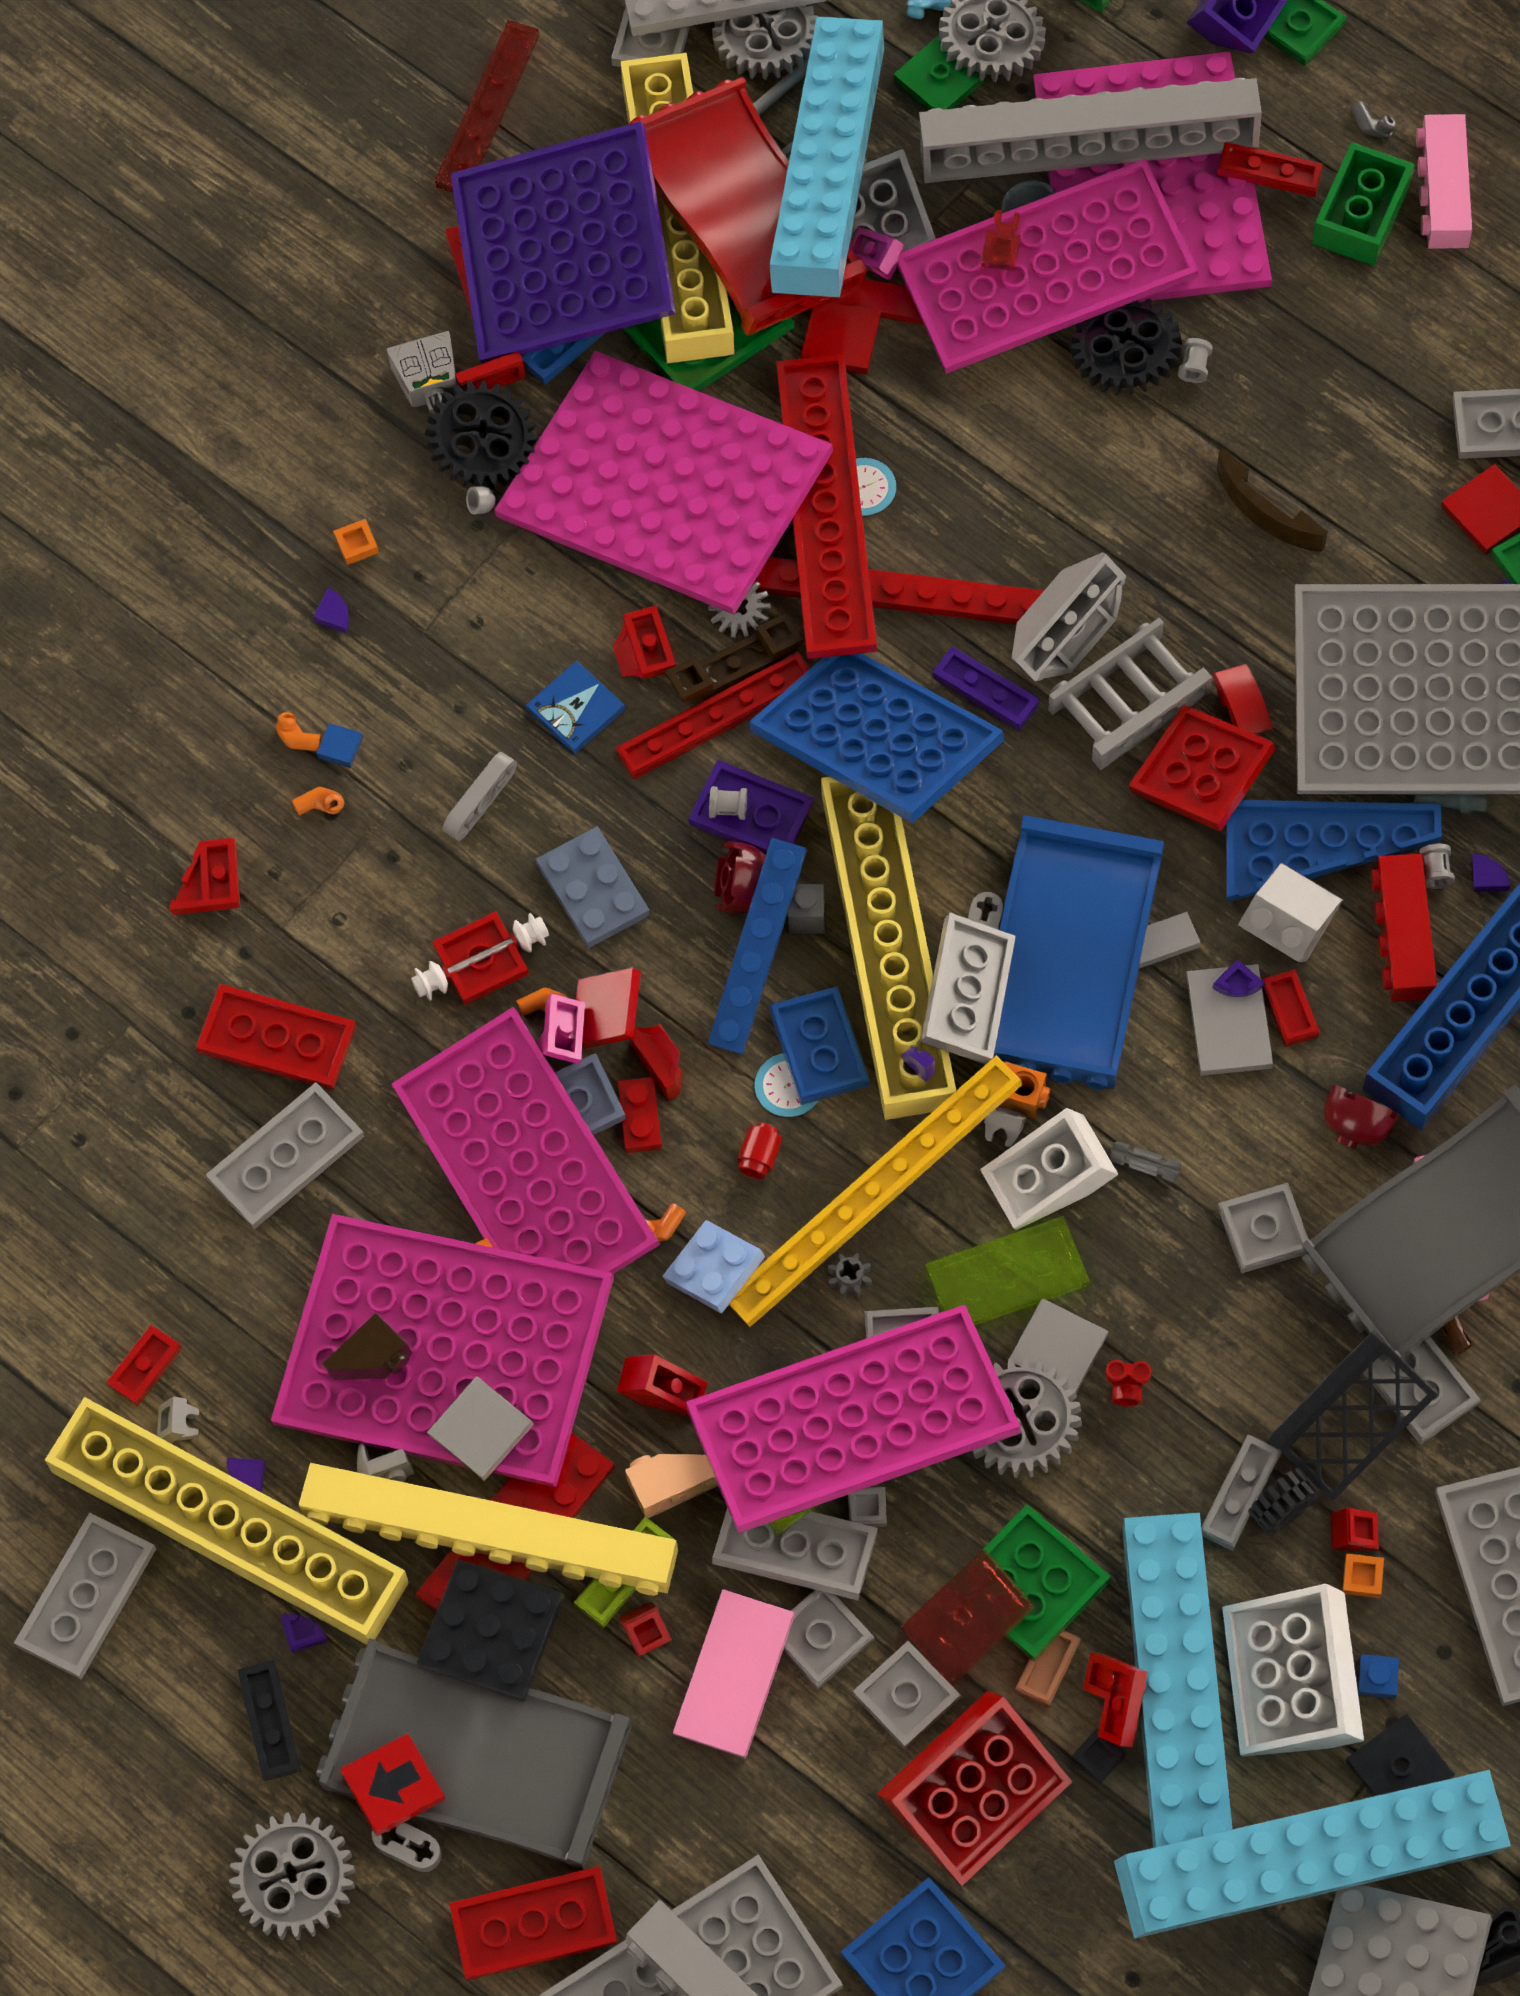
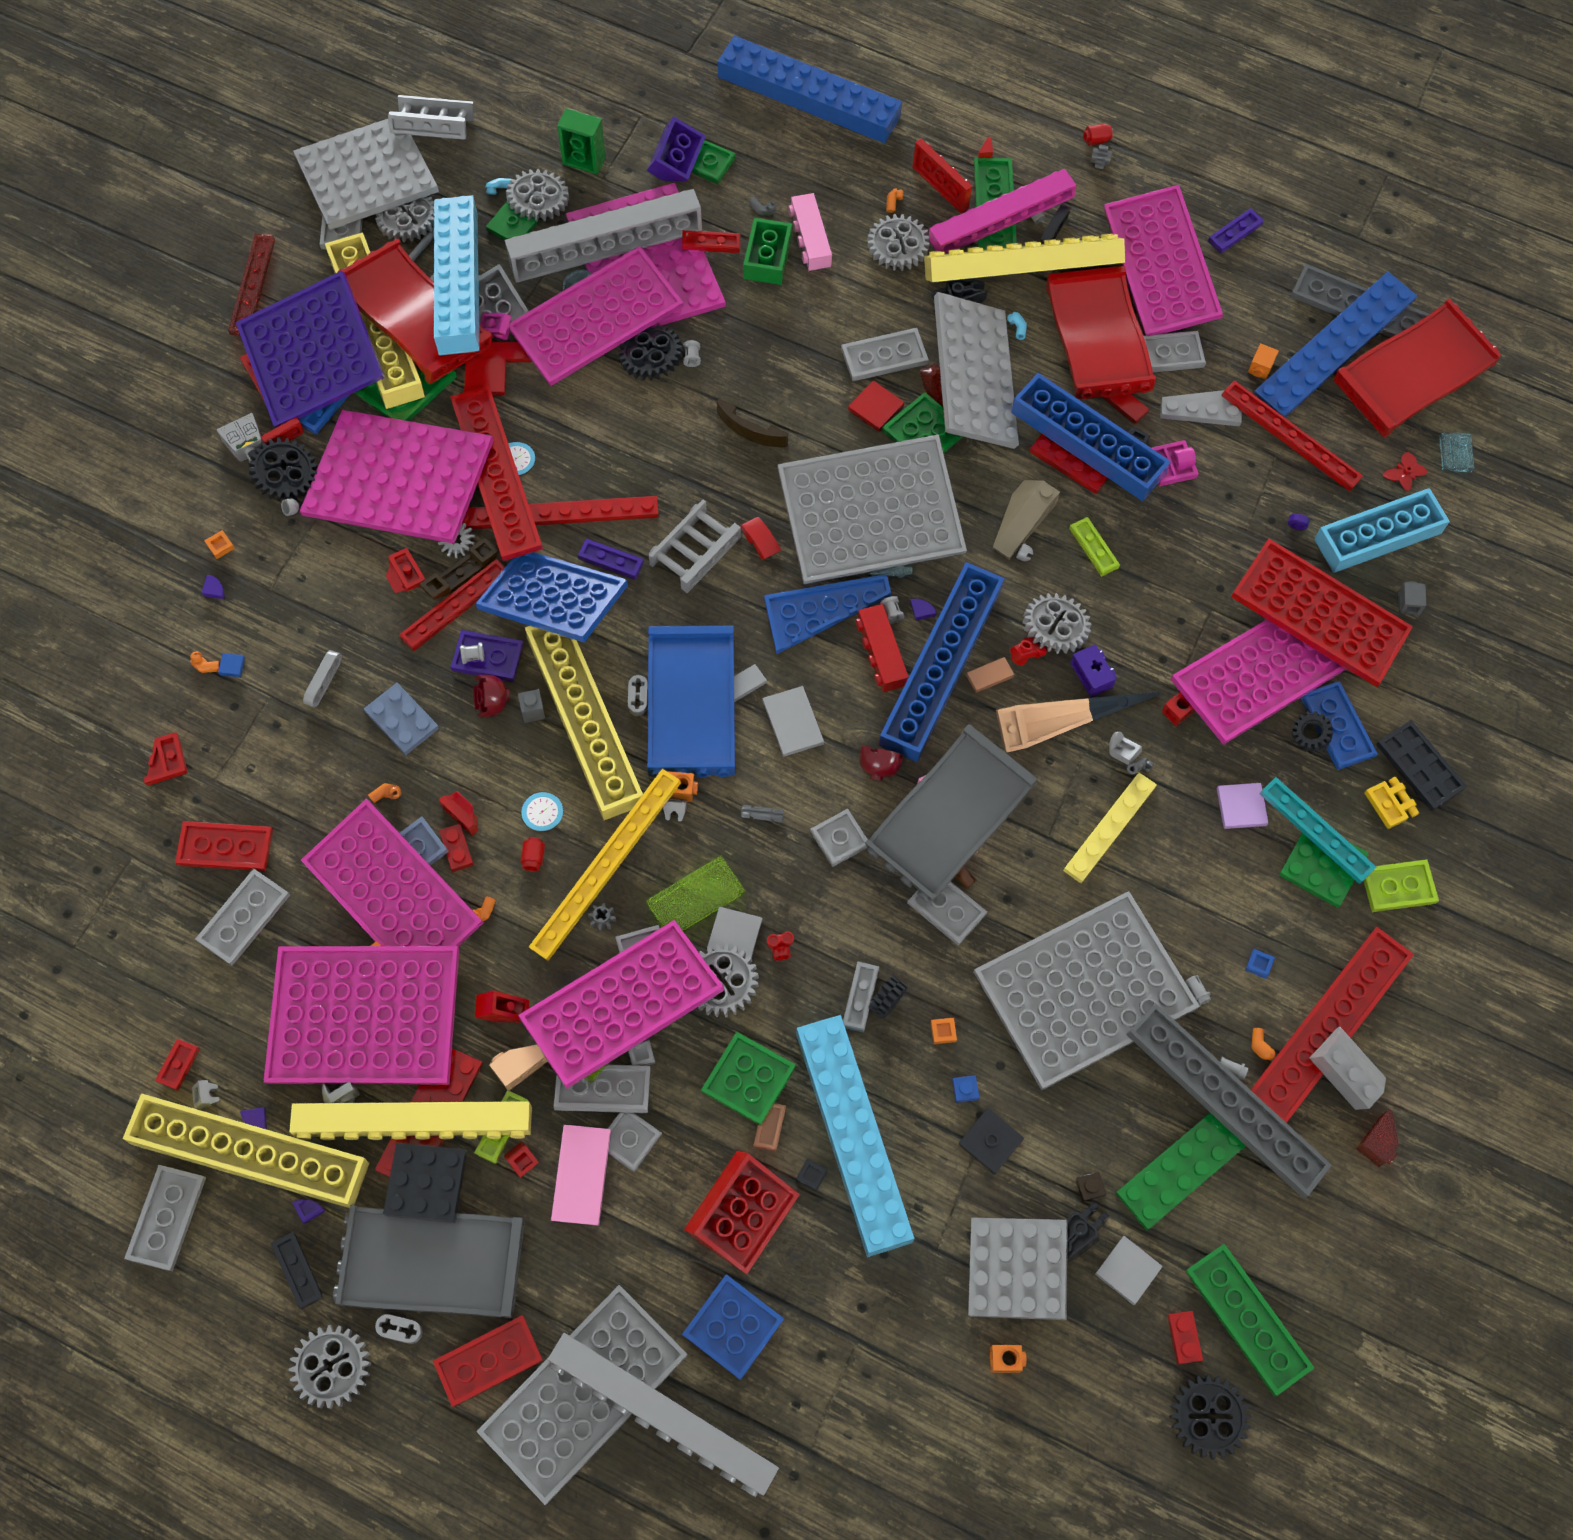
camera: 20 degrees left, 0 degrees up
(320, 799) = (225, 699): orange arm -> none
(369, 1353) = (316, 1027): dark brown slope -> none
(392, 1784) = (382, 1294): red tile -> none
(480, 957) = (341, 773): red plate -> none
(480, 1428) = (394, 1058): light grey tile -> none
(563, 1029) = (399, 805): slope -> none
(575, 707) = (370, 616): blue tile -> none
(609, 1006) = (422, 788): tile -> none
(713, 1266) = (518, 929): light blue plate -> none
(757, 946) = (506, 733): blue plate -> none
(819, 1045) = (555, 784): blue tile -> none
(906, 1695) = (688, 1164): light grey plate -> none
(920, 1062) = (618, 782): dark purple tile -> none
(967, 1617) = (715, 1108): clear red plate -> none
(968, 988) = (637, 733): light grey plate -> none
(1002, 245) = (567, 307): clear red plate -> none
(1049, 1169) = (707, 829): white slope -> none
(1068, 618) = (651, 509): light grey wedge -> none
(1123, 1692) = (819, 1133): red plate -> none
(1202, 767) = (745, 579): red plate -> none
(1238, 981) = (793, 698): dark purple tile -> none
(1290, 913) = (815, 652): light grey slope -> none
(1290, 1008) = (826, 707): red tile -> none
(1293, 1672) = (915, 1098): white slope -> none
(1311, 1853) = (952, 1208): medium azure brick -> none
(1328, 1392) = (899, 927): black fence -> none
(1354, 1530) = (932, 1004): red slope -> none

